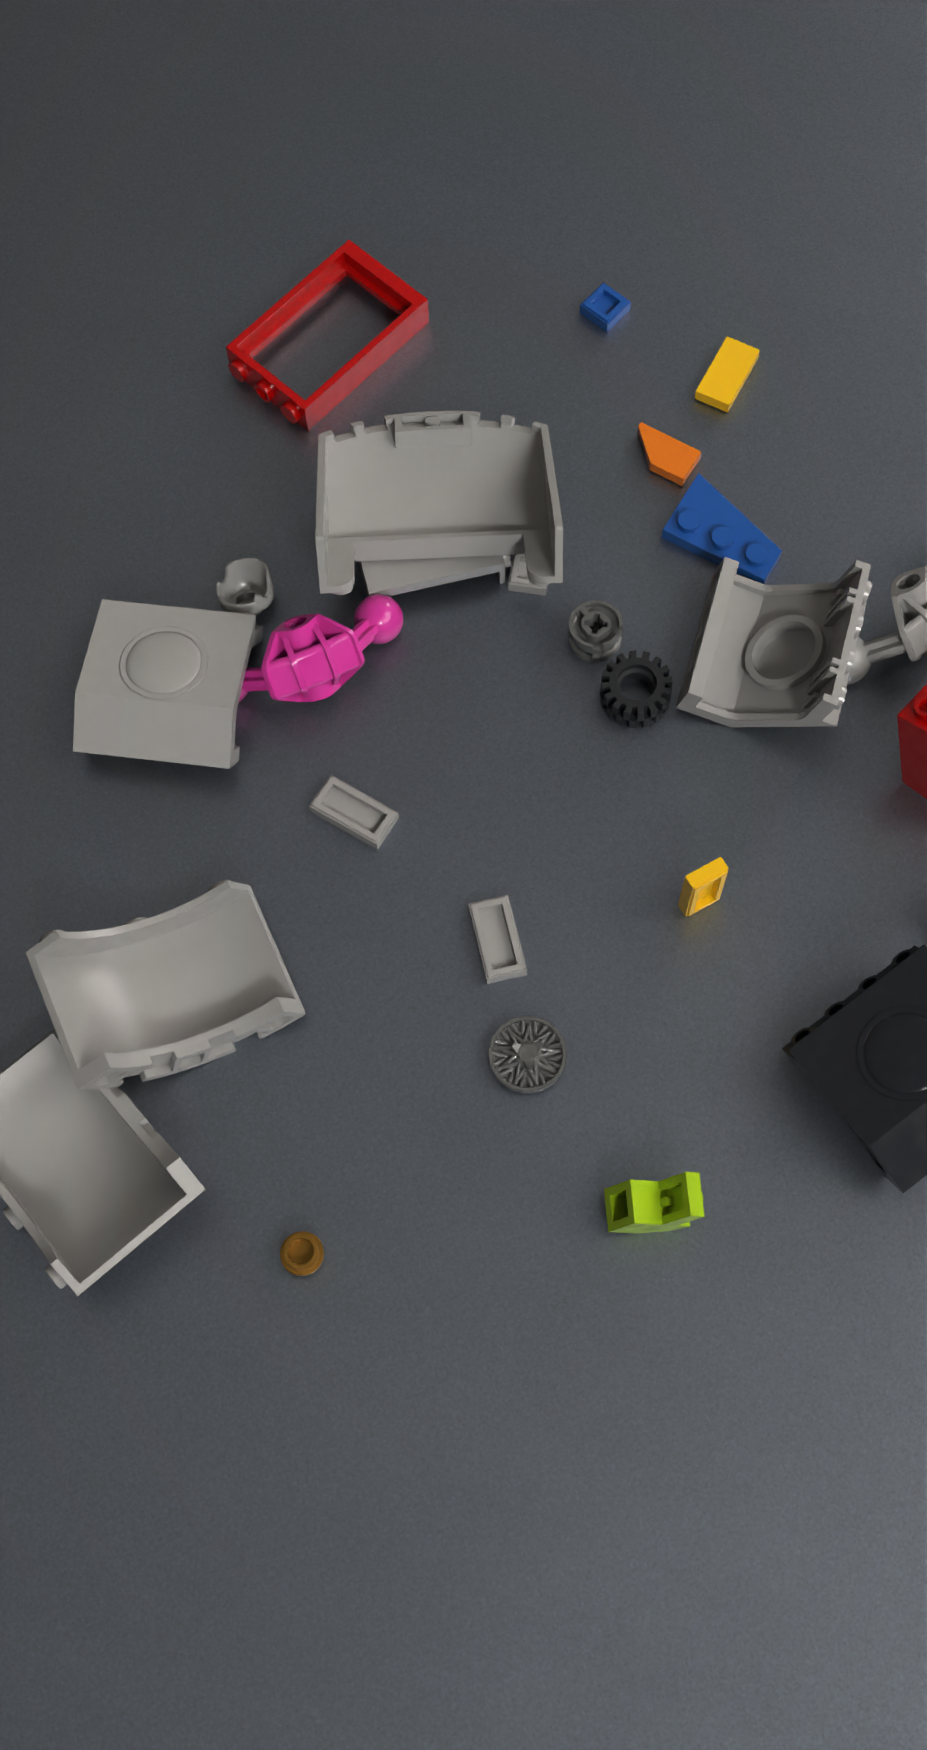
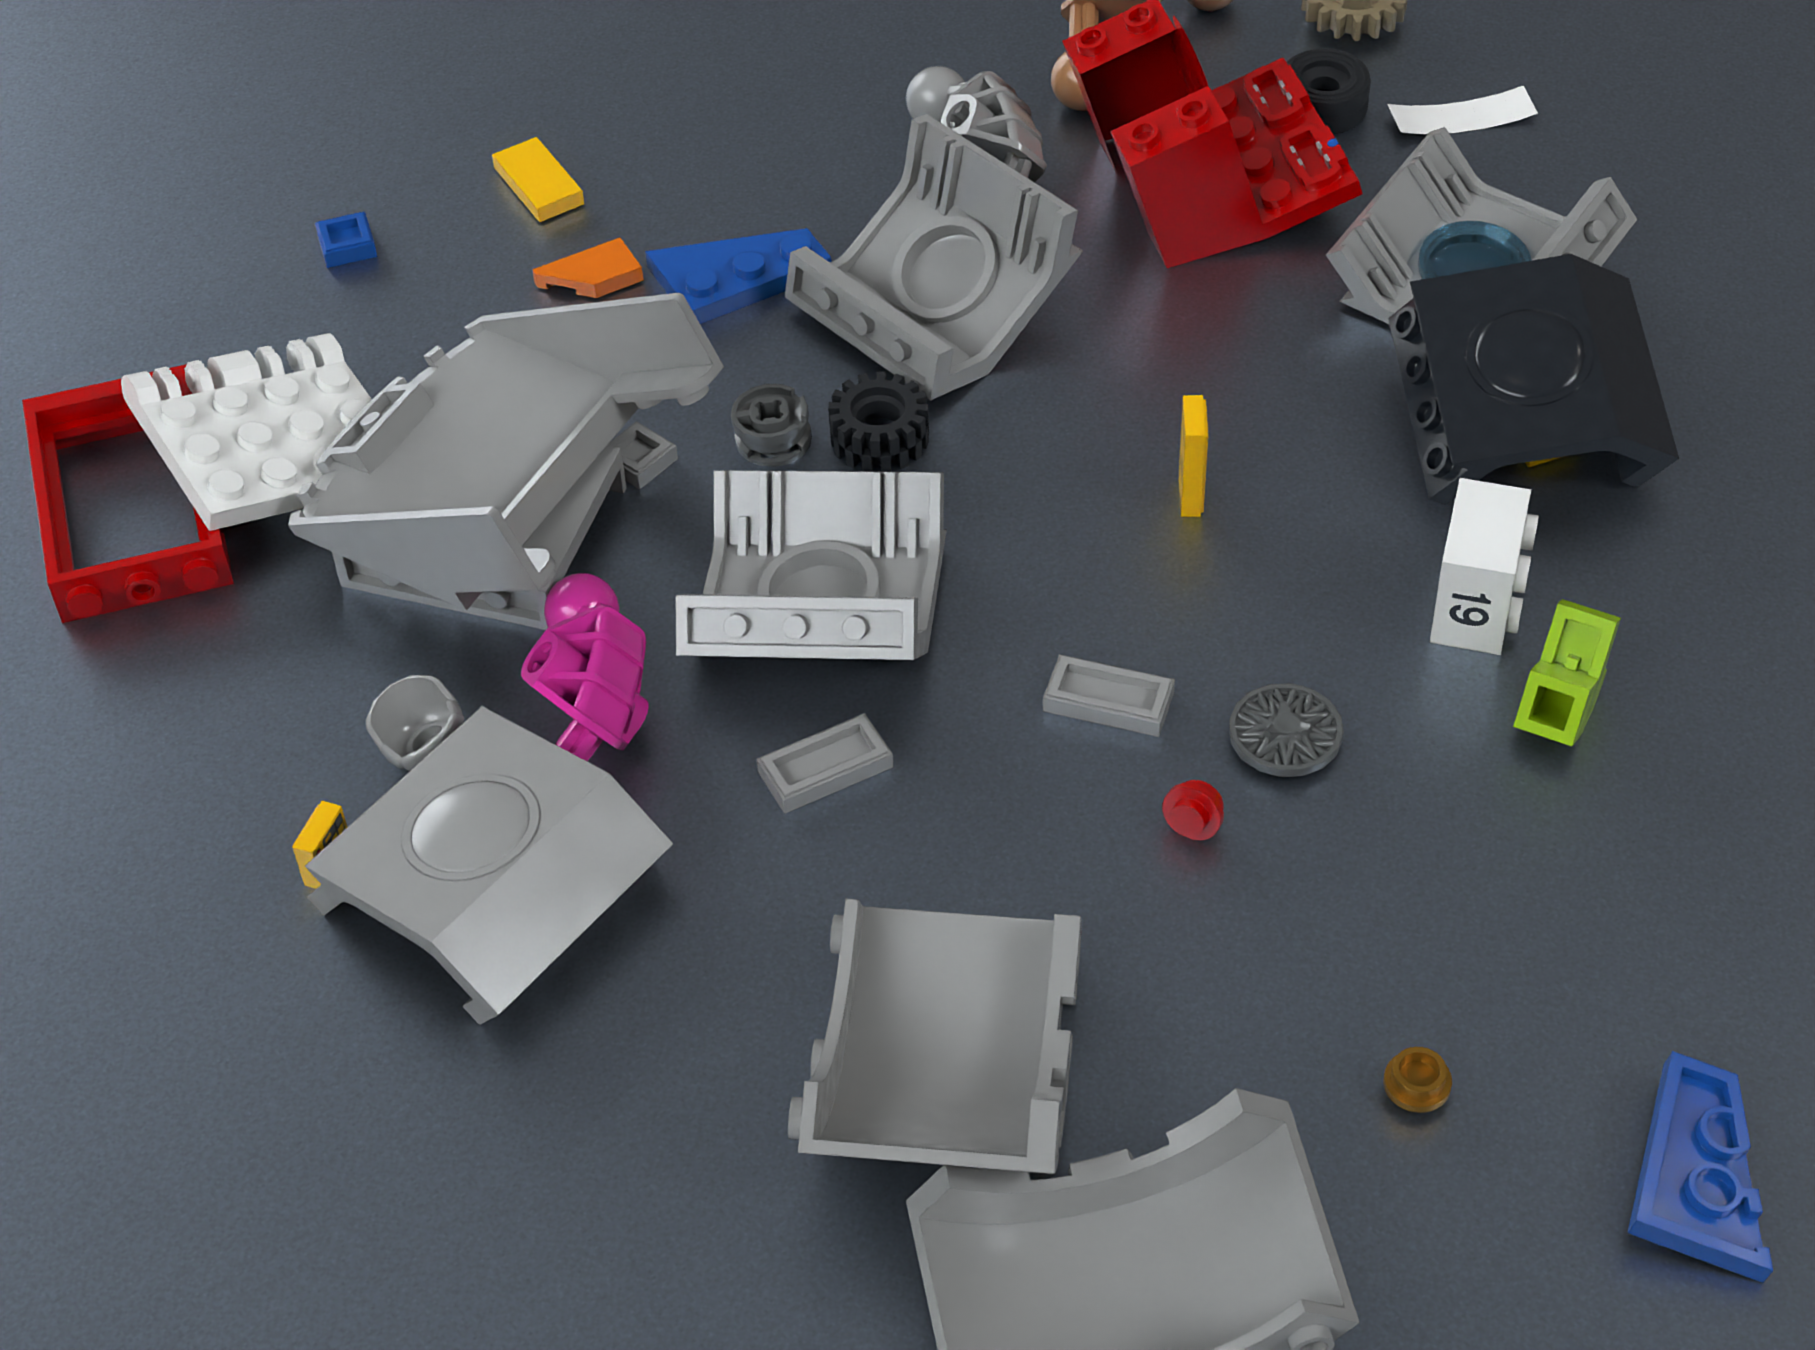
camera: 60 degrees left, 20 degrees down
(142, 591) = (319, 831): none -> yellow tile
(319, 1441) = (1696, 1172): none -> blue wing
(394, 370) = (247, 440): none -> white hinge
(427, 1032) = (1194, 809): none -> red plate
(477, 730) = (819, 566): none -> light grey panel
(714, 1109) = (1483, 566): none -> white brick

